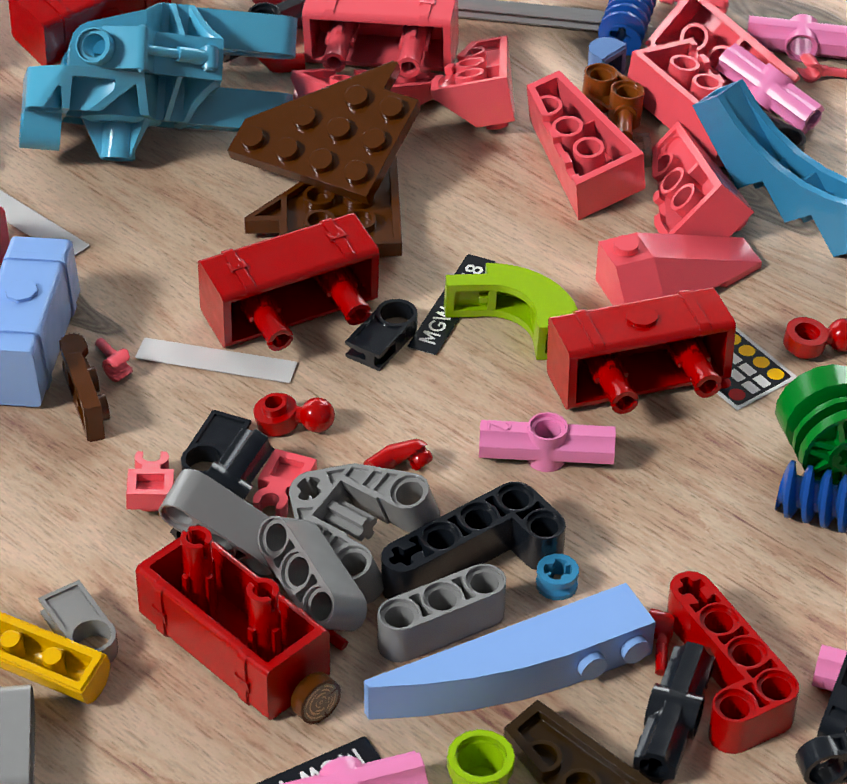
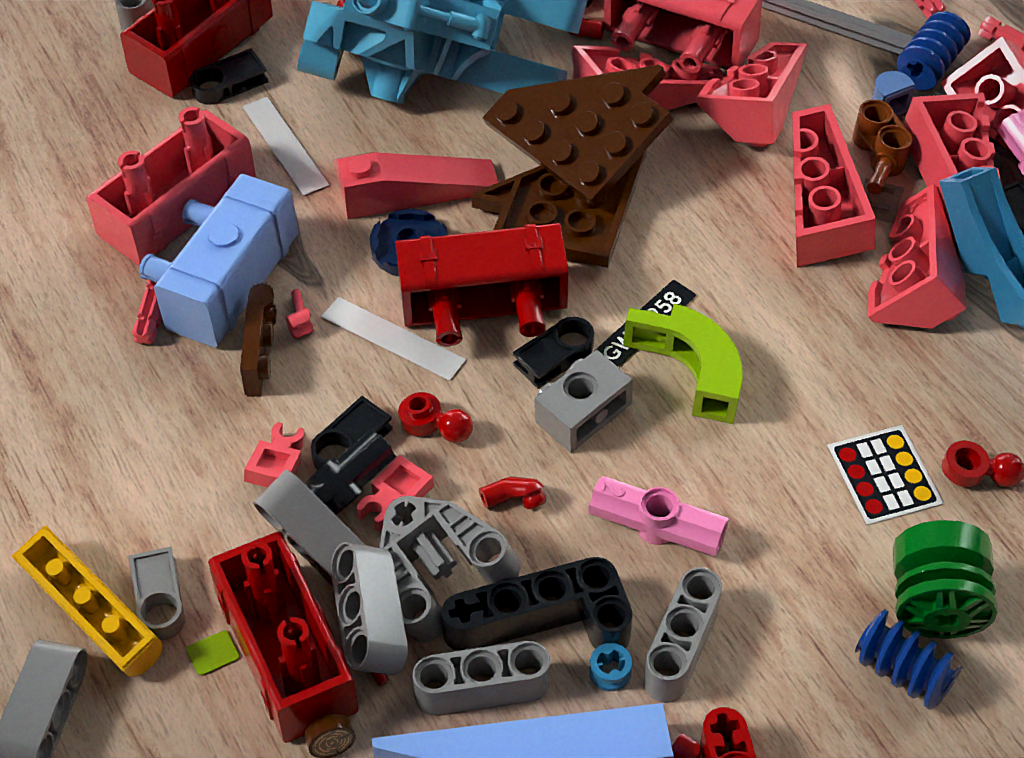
camera: 20 degrees right, 10 degrees up
(159, 225) = (394, 182): none -> coral wedge
(159, 664) = (212, 652): none -> lime sticker
(178, 275) = (401, 226): none -> dark blue tile
(432, 365) = (575, 420): none -> light grey brick
(614, 529) = (678, 652): none -> light grey beam
(641, 349) = (788, 440): red piece -> none
(662, 264) = (853, 351): coral wedge -> none

